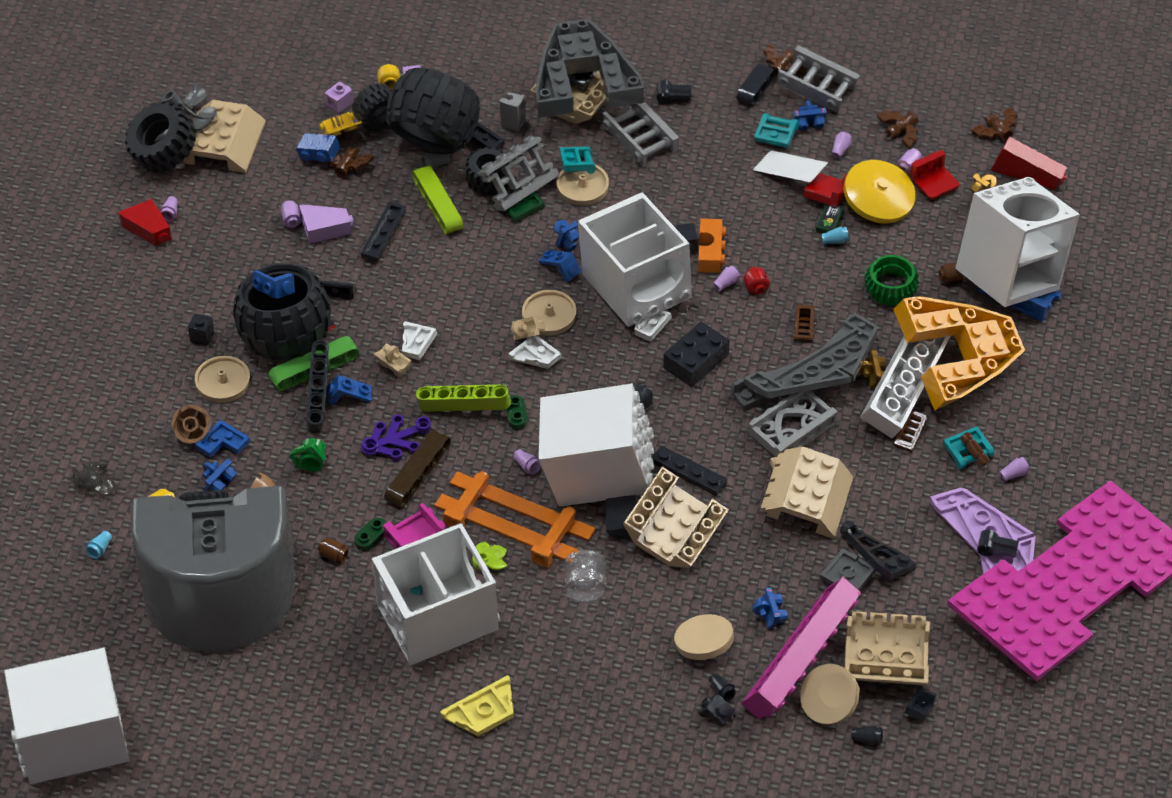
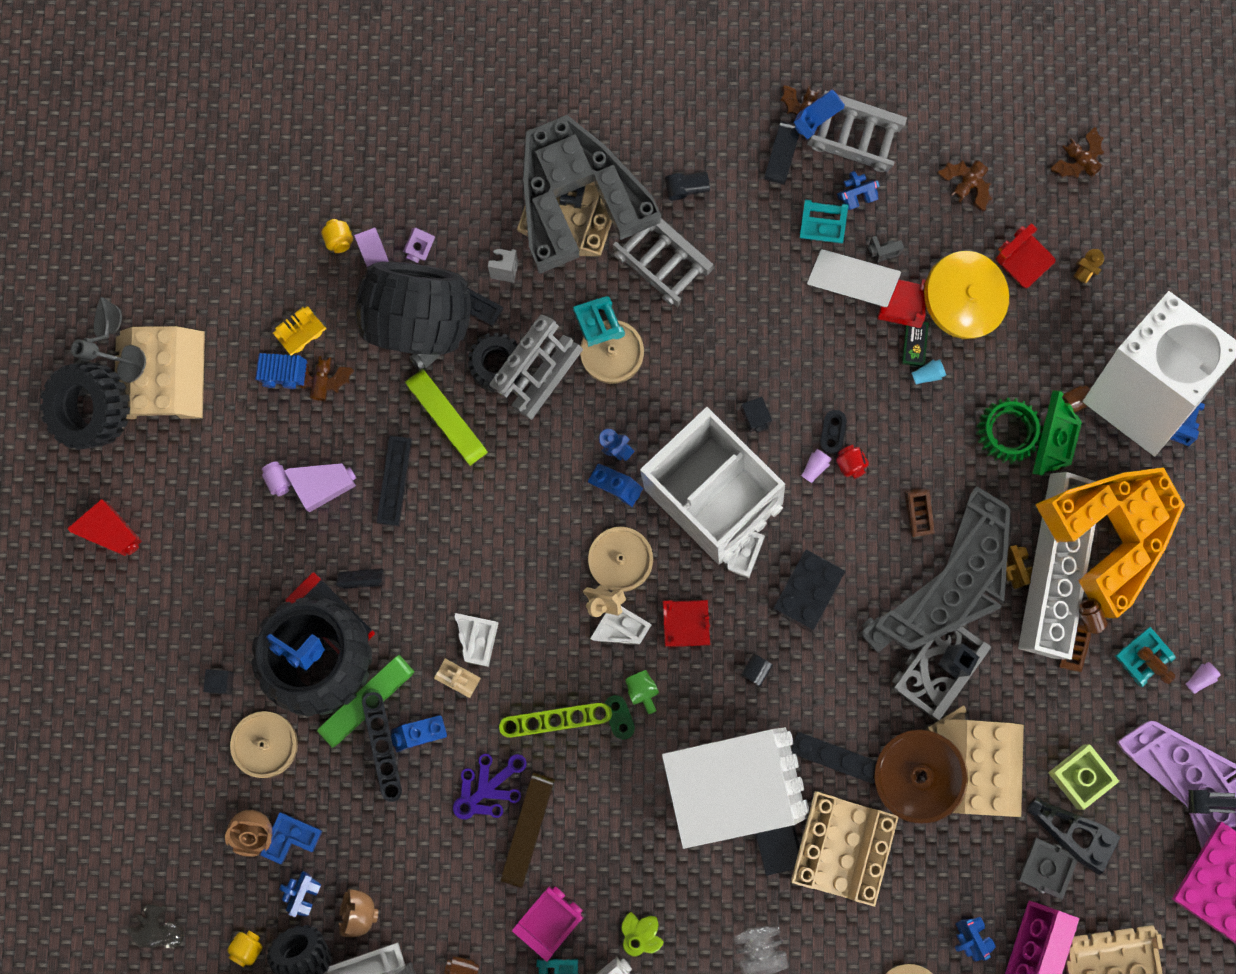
camera: 15 degrees left, 30 degrees up
(169, 209) = (127, 502): lavender cone -> none
(311, 454) = (399, 842): green piece -> none
(339, 97) = (284, 279): lavender brick -> none
(371, 106) = (334, 297): black tyre -> none
(373, 533) = (497, 932): dark green plate -> none
(525, 208) = (554, 404): dark green tile -> none
(528, 462) = (651, 791): lavender cone -> none
(537, 390) = (642, 689): none -> bright green piece
(542, 546) = (704, 901): orange fence -> none
(589, 361) = (686, 623): none -> red piece
(710, 256) = (785, 400): orange arch -> none
(744, 261) = (832, 432): none -> black plate
(754, 480) = (900, 771): none -> reddish brown dish
(788, 57) = (818, 113): none -> blue bracket
(806, 410) = (958, 660): none -> black brick
(822, 154) = (888, 250): none -> dark grey bracket
(841, 144) = (904, 226): lavender cone -> none
(893, 512) = (1083, 777): none -> yellowish green brick
(907, 159) = (991, 238): lavender brick -> none
(927, 402) = (1092, 616): none -> reddish brown brick
(932, 280) = (1058, 436): none -> green wing
(1022, 162) = (1132, 217): red slope -> none

